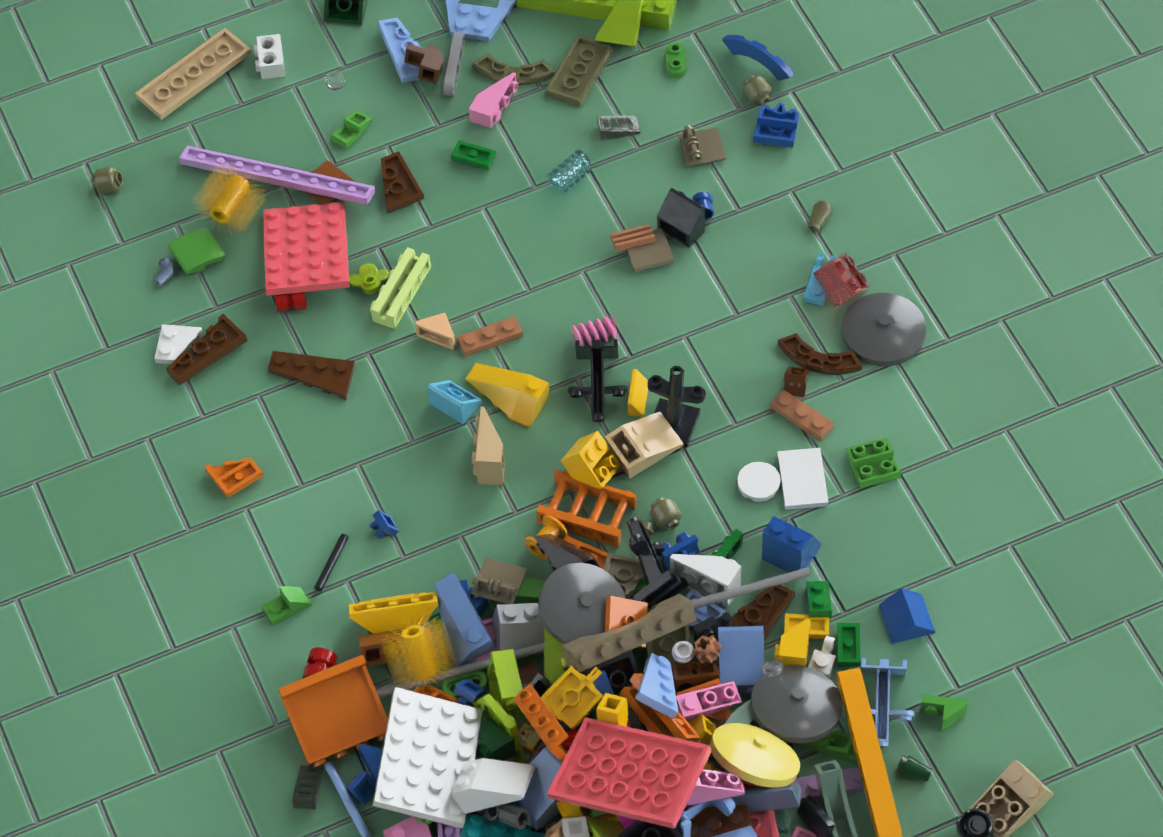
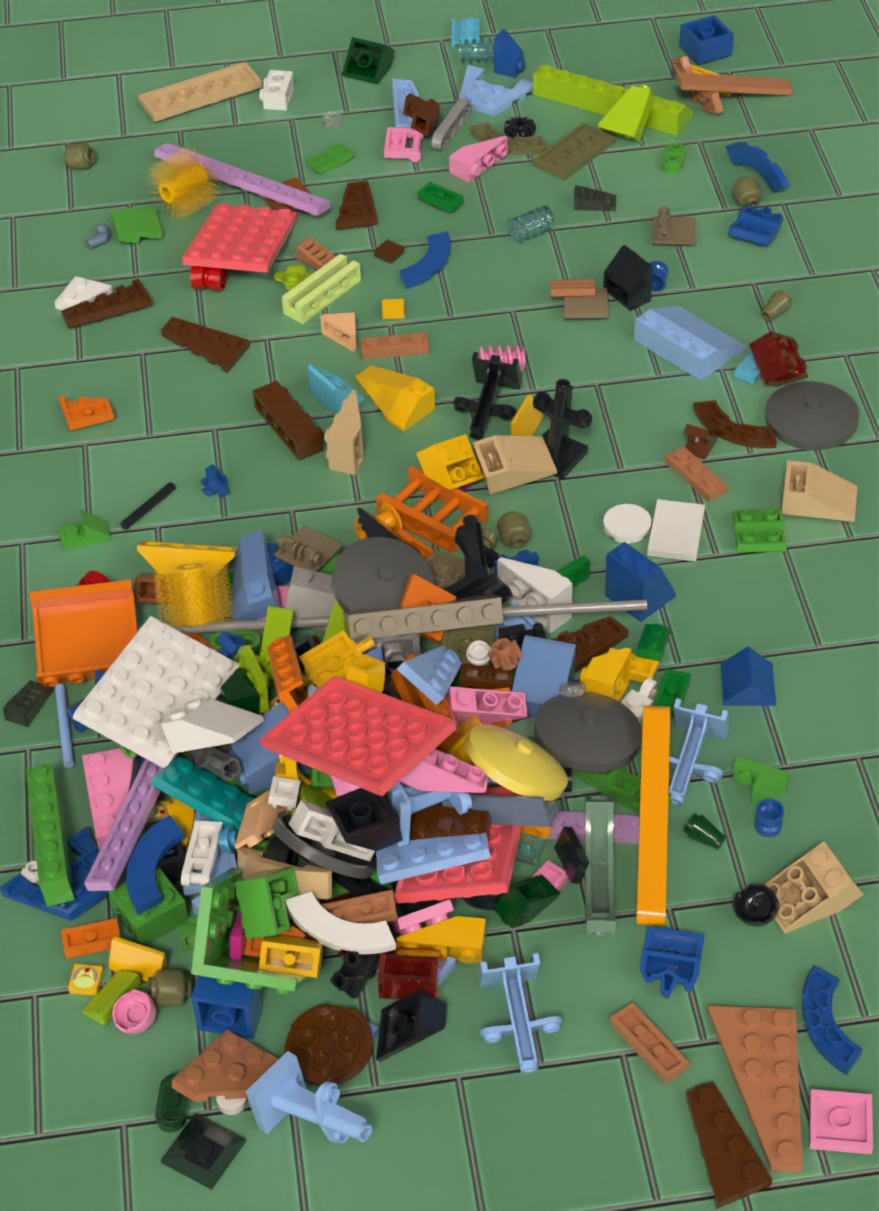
camera: 15 degrees right, 10 degrees down
(379, 242) = (309, 248): none -> nougat slope
(409, 98) = (396, 144): none -> bright pink plate
(425, 443) = (288, 420): none -> reddish brown brick
(446, 228) = (389, 251): none -> reddish brown tile
(473, 294) = (393, 309): none -> yellow tile
(491, 233) = (431, 263): none -> blue tile
(514, 57) = (512, 126): none -> black gear
(751, 271) = (685, 340): none -> light blue slope
(913, 415) = (817, 493): none -> tan slope
(963, 738) = (769, 817): none -> blue wheel

